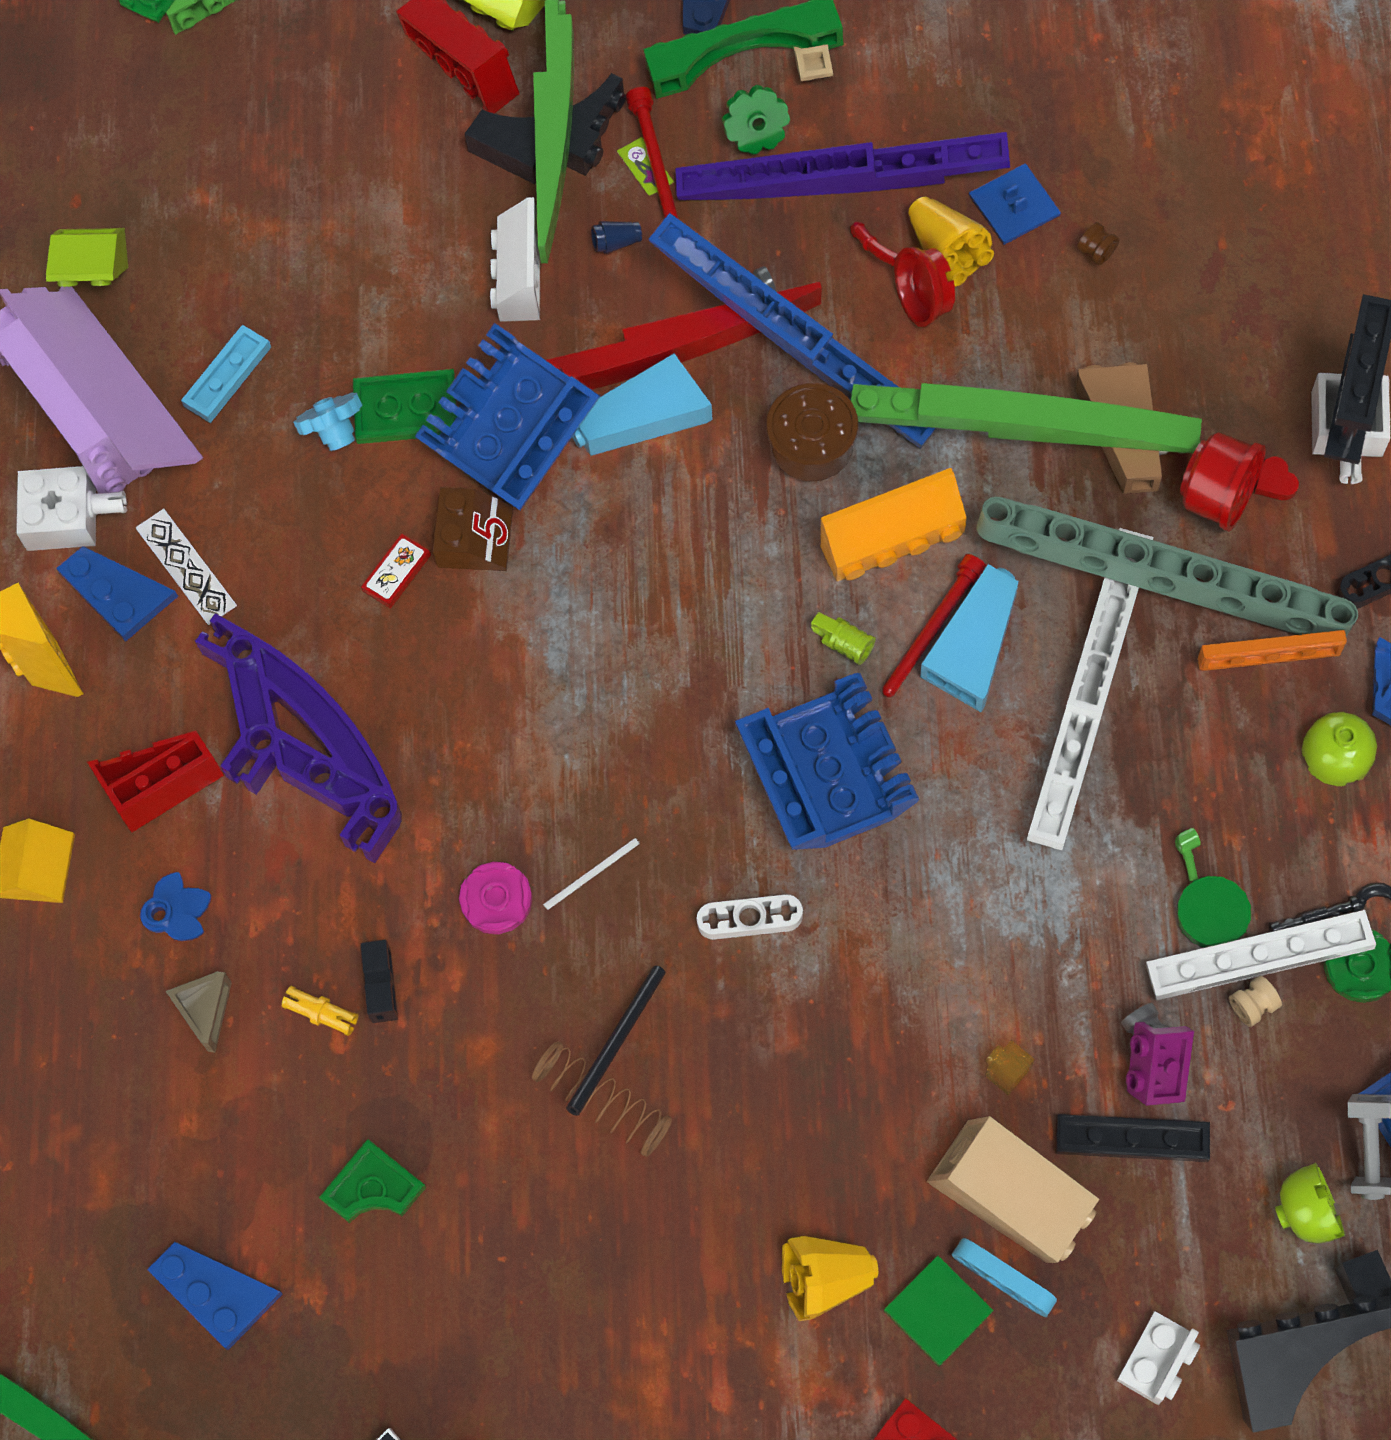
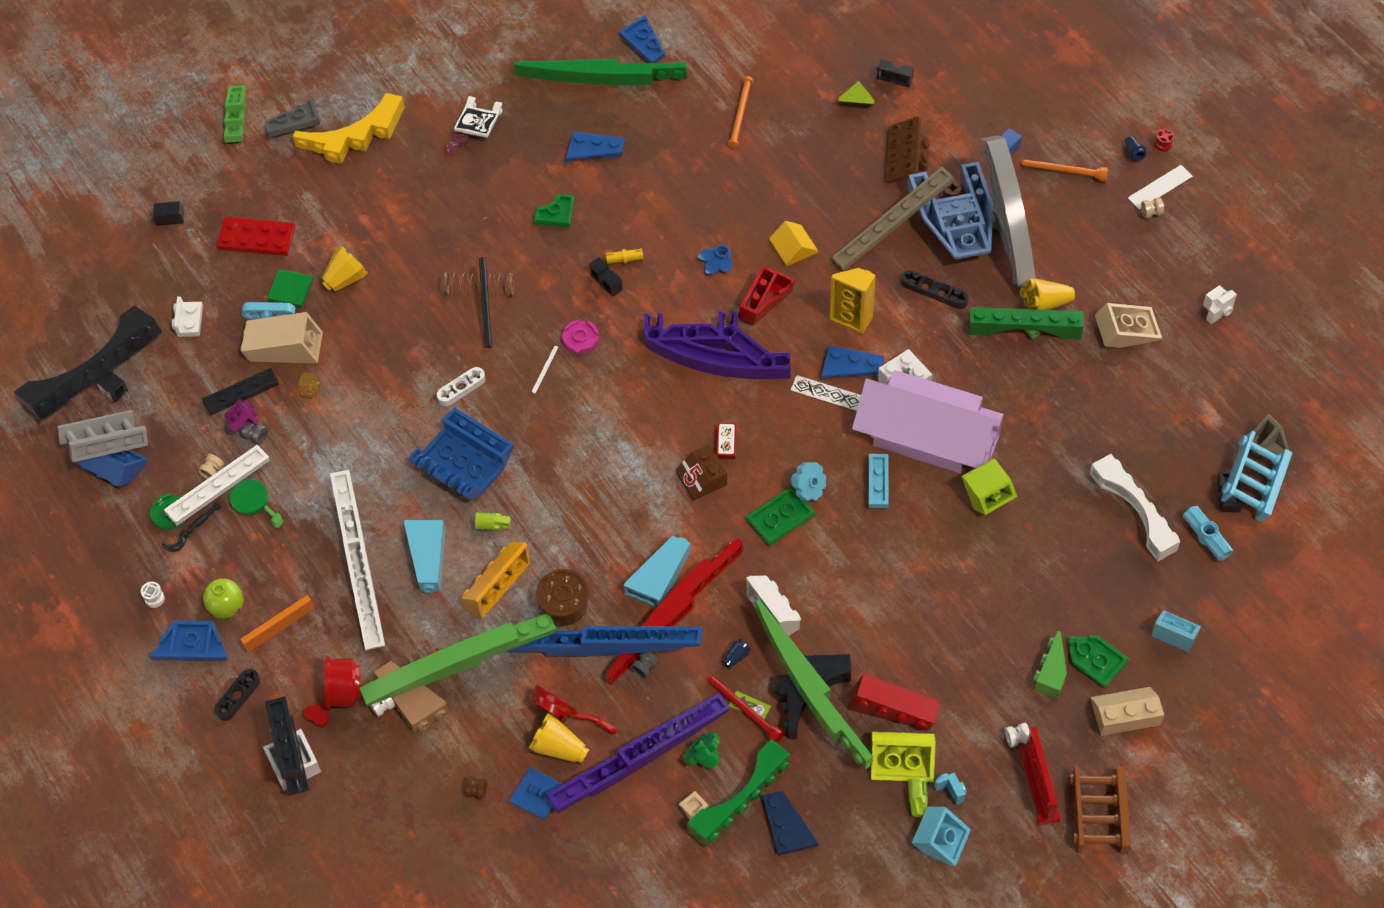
camera: 145 degrees right, 10 degrees down
(203, 1006) = (673, 226): dark tan slope -> none
(509, 418) = (714, 523): blue slope -> none
(969, 572) = (447, 585): red piece -> none
(1163, 568) = (347, 626): sand green beam -> none
(1309, 1207) = (146, 397): lime cylinder -> none

